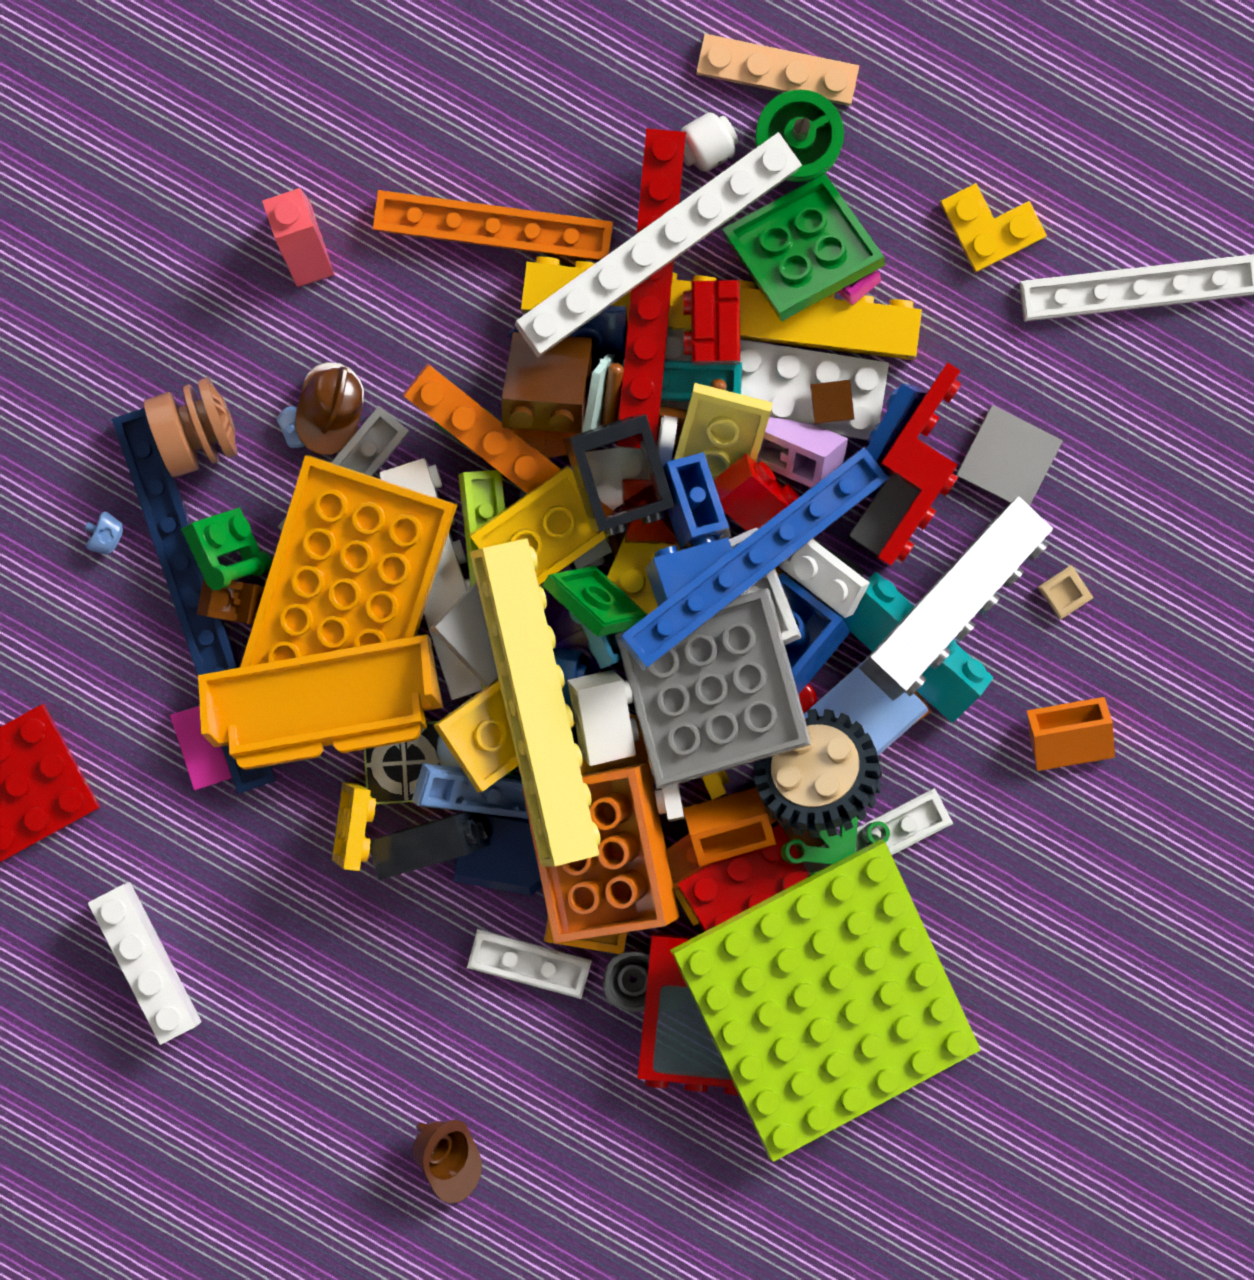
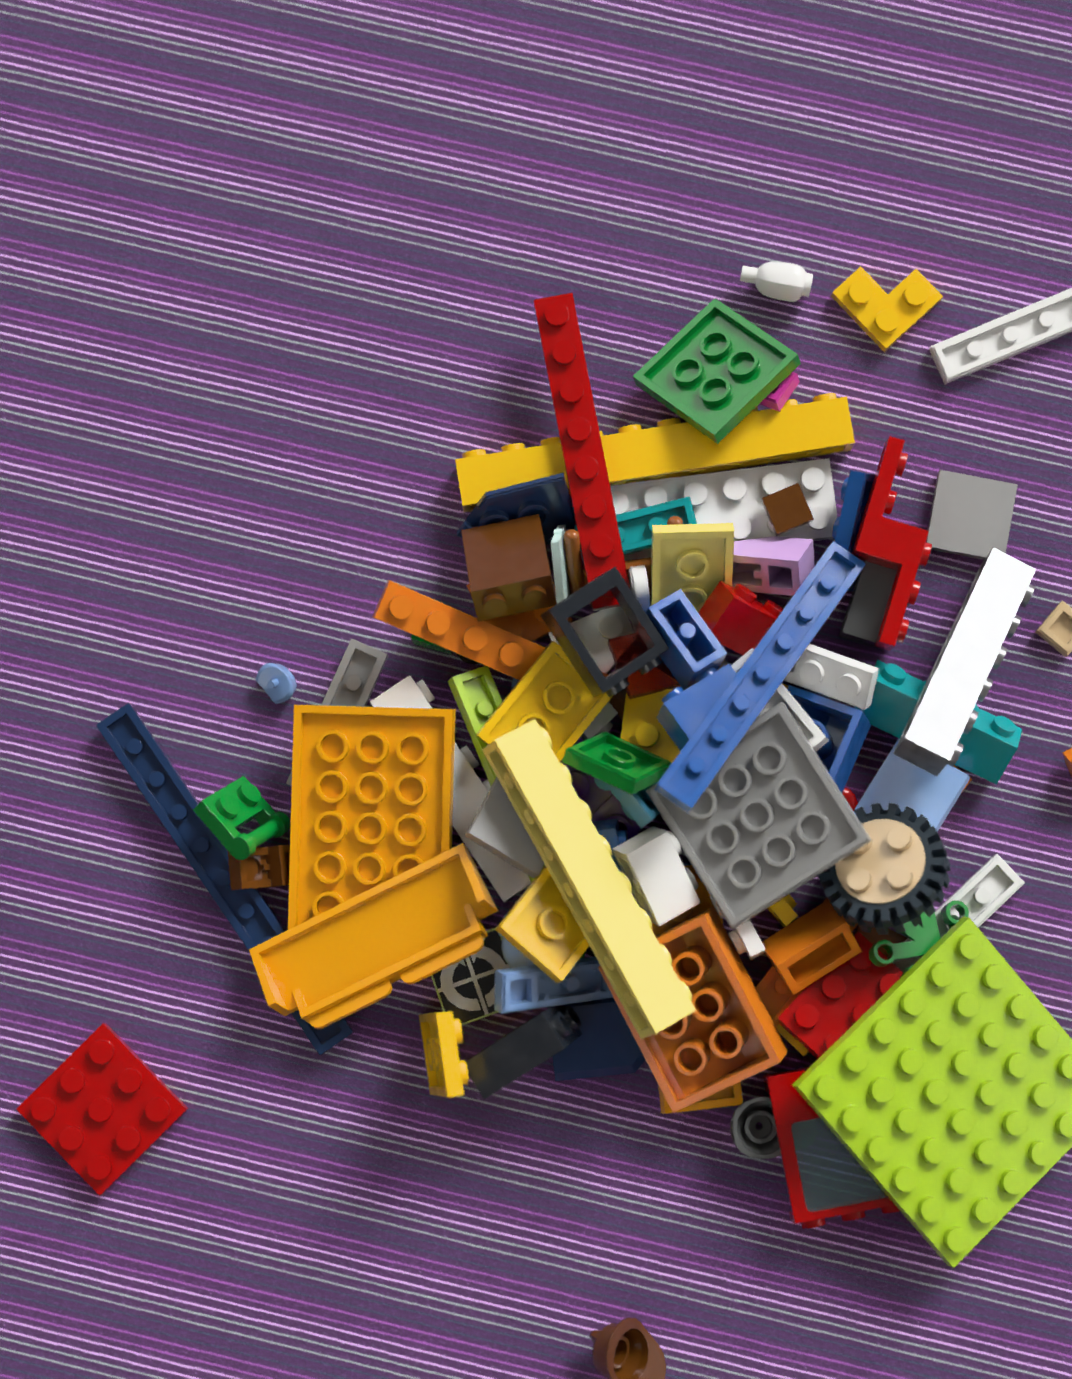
camera: 10 degrees left, 5 degrees down
(105, 535) = (120, 840): medium blue piece -> none
(144, 963) = (275, 1250): white brick -> none
(191, 427) = (175, 710): nougat wheel -> none
(204, 762) = (277, 1033): dark pink tile -> none
(298, 237) = (228, 498): coral slope -> none
(329, 408) = (303, 655): reddish brown piece -> none
(492, 226) = (412, 437): orange plate -> none
(529, 963) = (653, 1141): white tile -> none
(657, 245) = (577, 403): white brick -> none
(709, 141) = (596, 298): white head -> none
(714, 322) = (652, 464): red brick -> none
(776, 69) = (640, 215): light nougat plate -> none
(809, 128) = (680, 268): green wheel -> none
(892, 174) = (779, 280): none -> white plant

